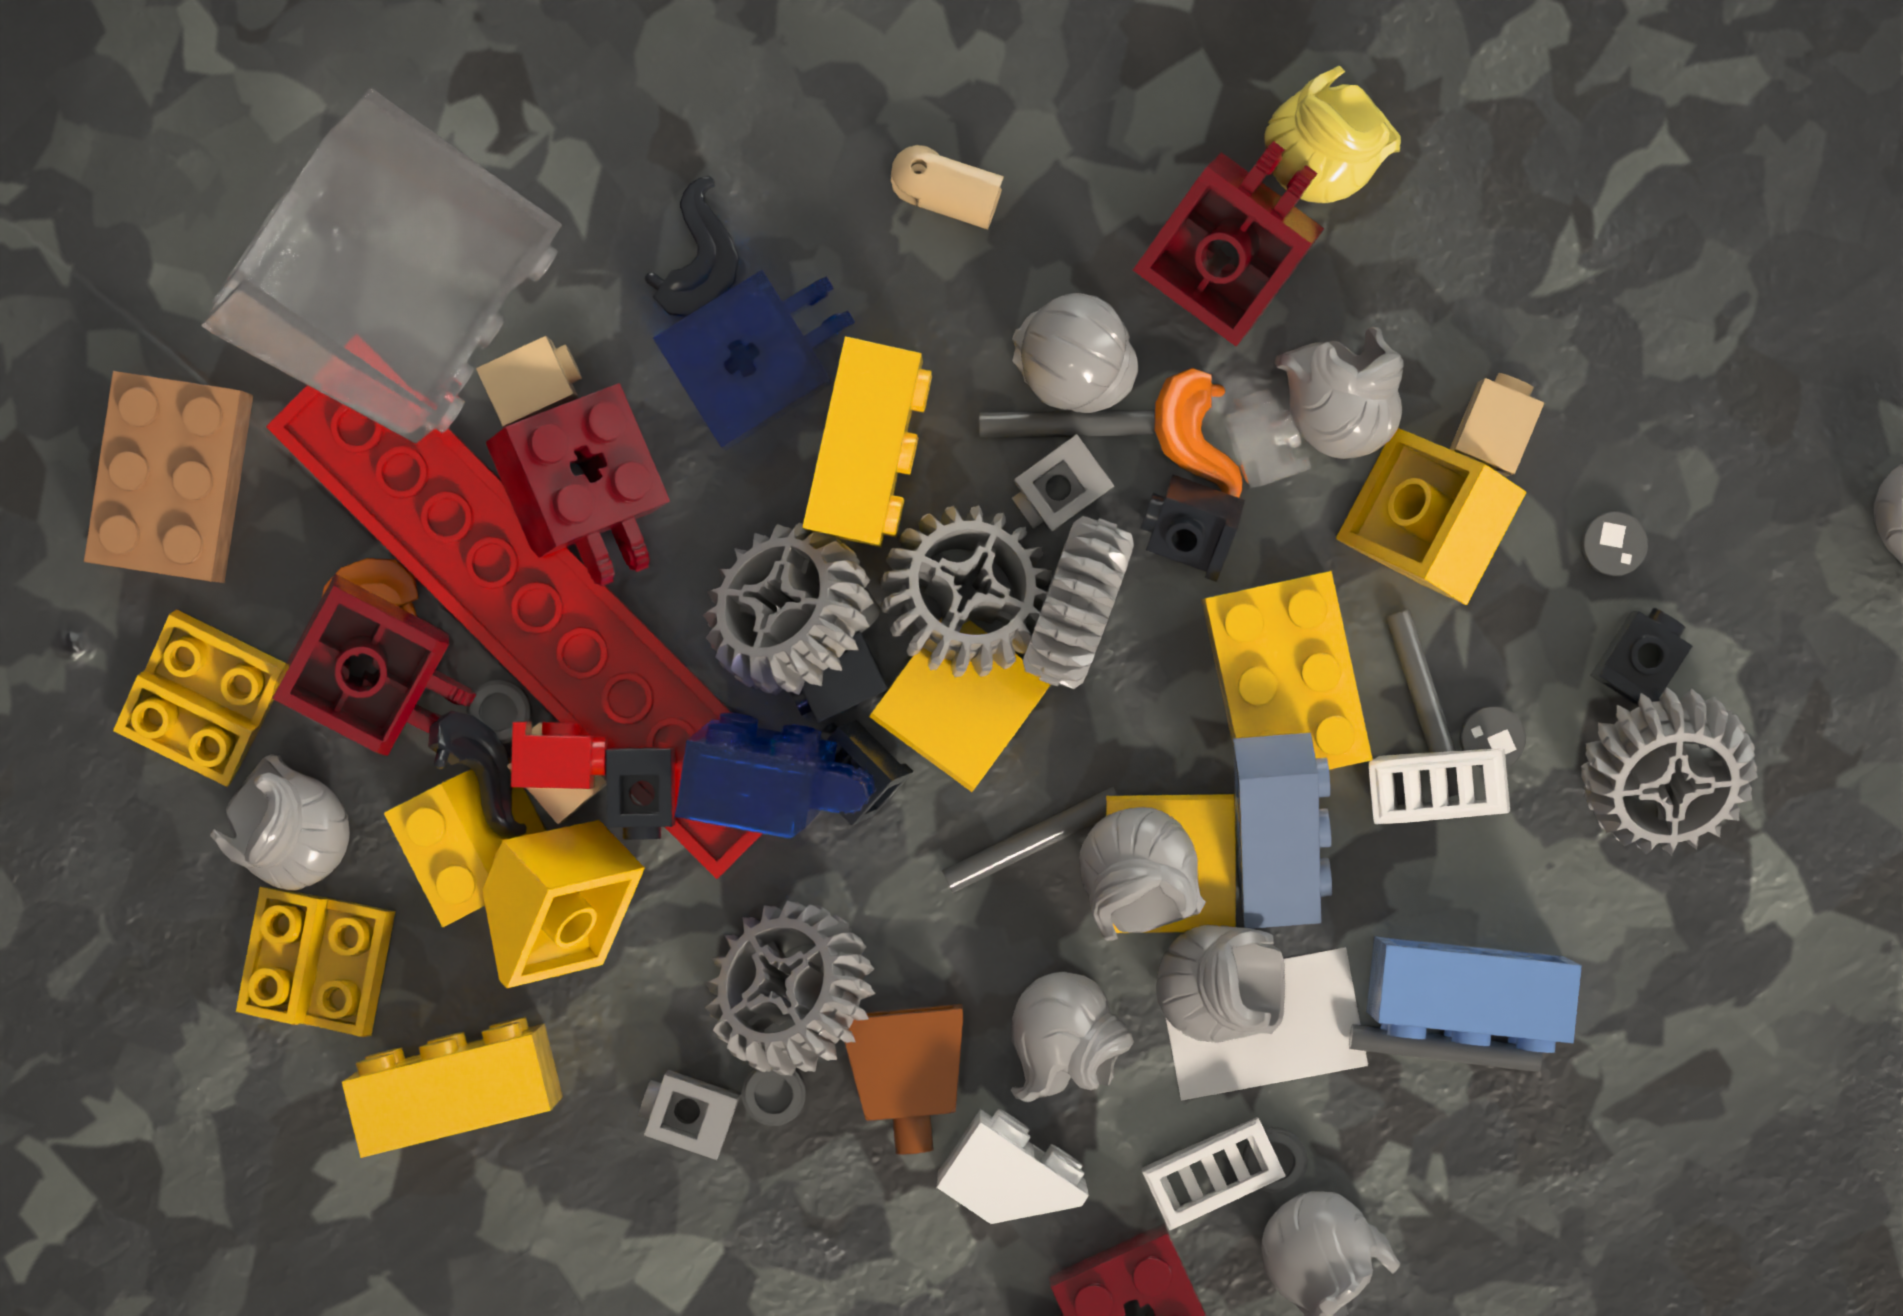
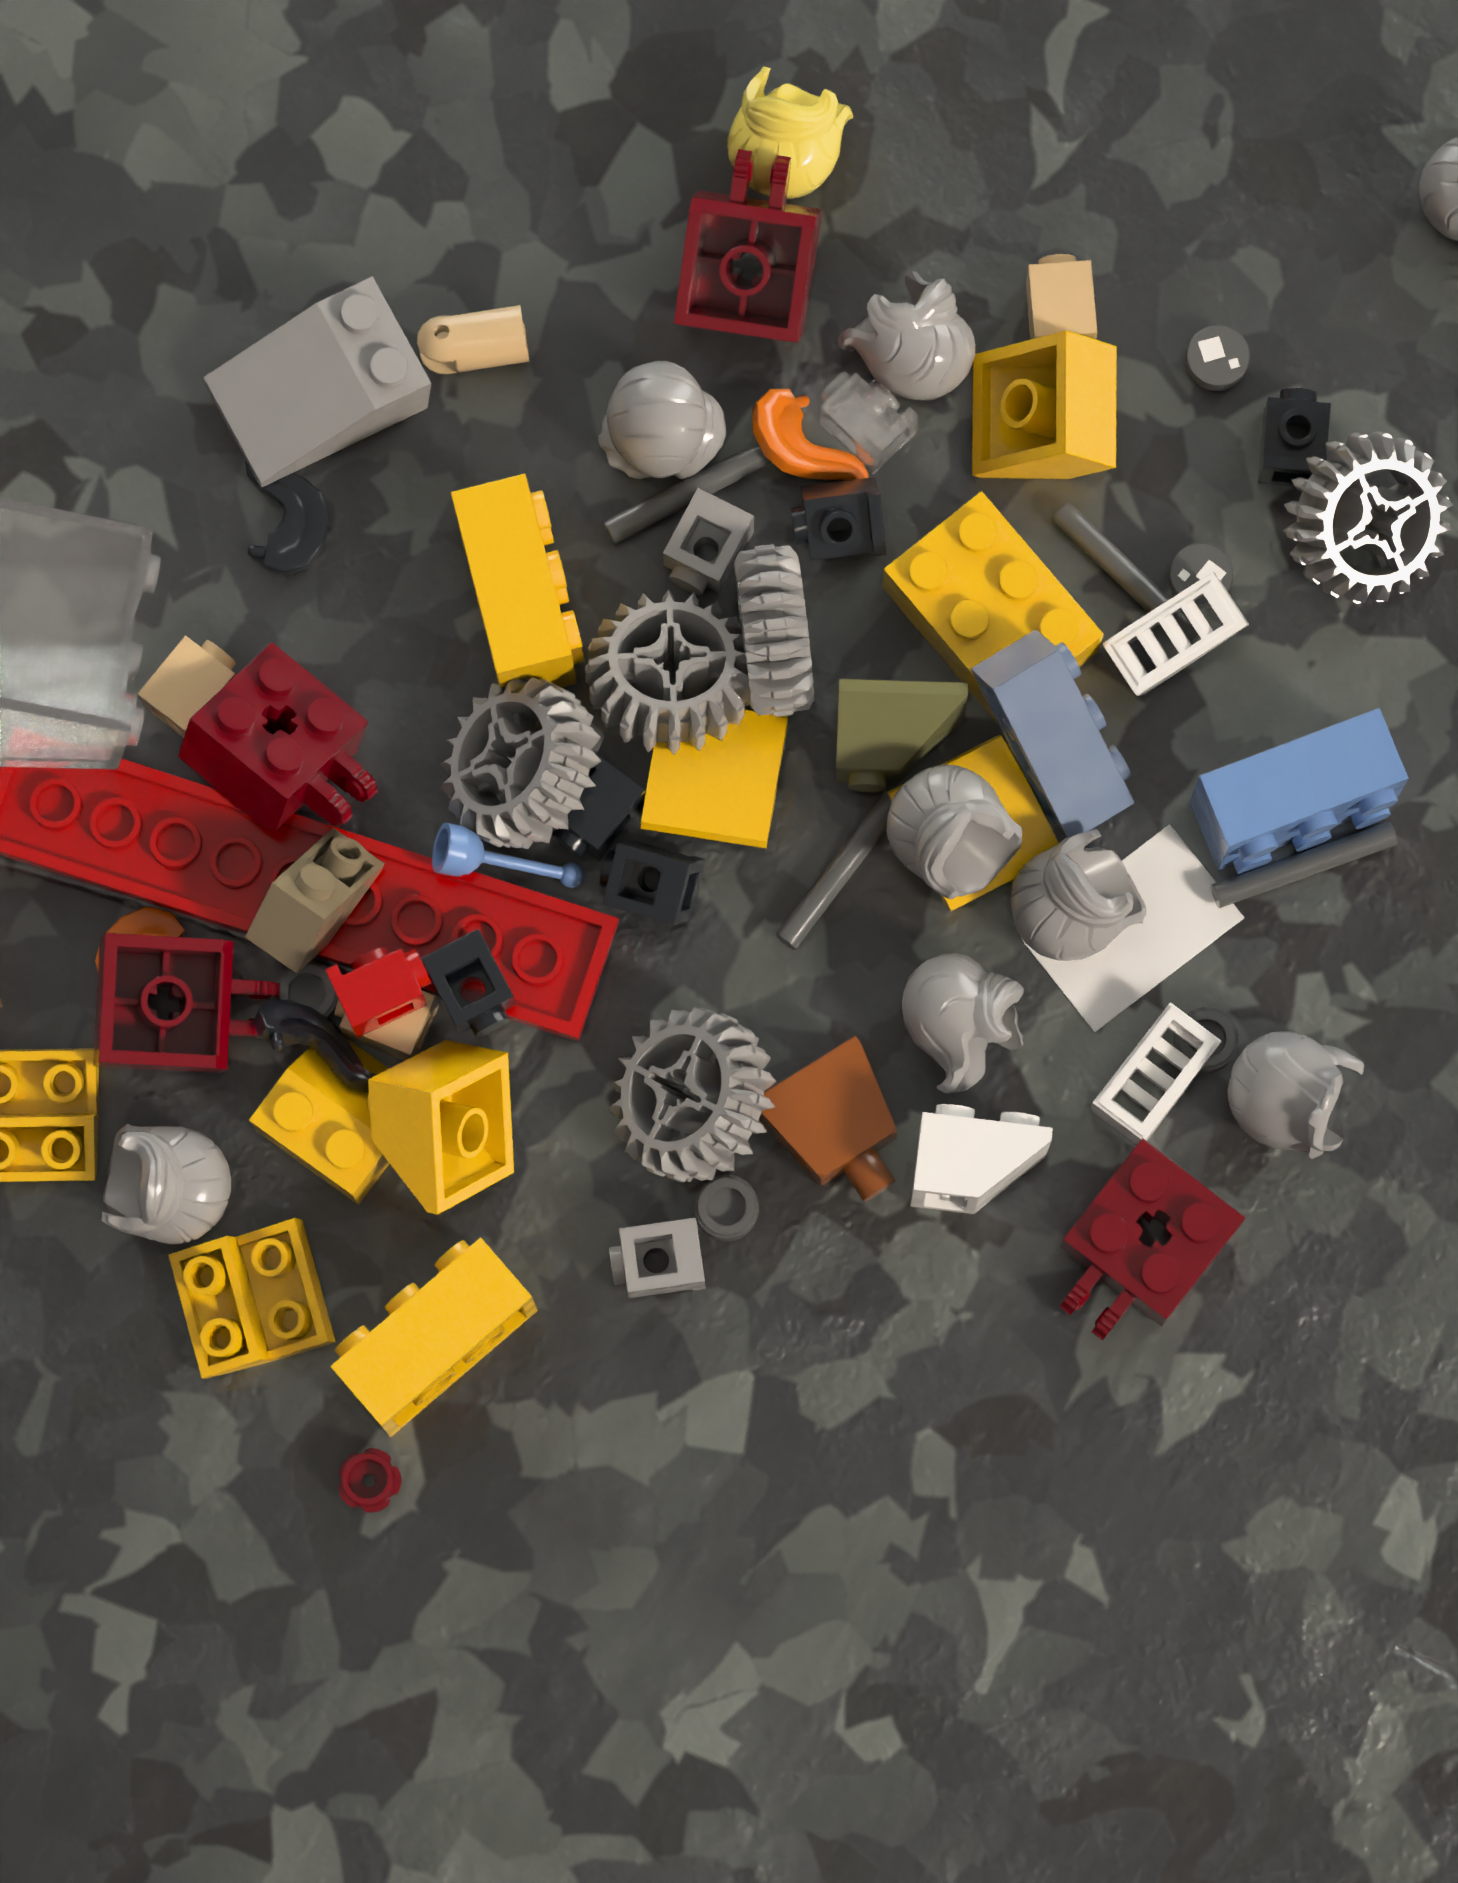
camera: 25 degrees left, 10 degrees down
(322, 1180) = (356, 1467): none -> dark red plate
(541, 640) = (313, 899): none -> dark tan slope
(694, 663) = (461, 851): none -> medium blue hinge
(765, 777) = (576, 909): clear blue hinge -> none
(783, 156) = (319, 383): none -> light grey slope
(785, 369) = (369, 534): clear blue hinge -> none
(1134, 746) = (892, 727): none -> olive slope

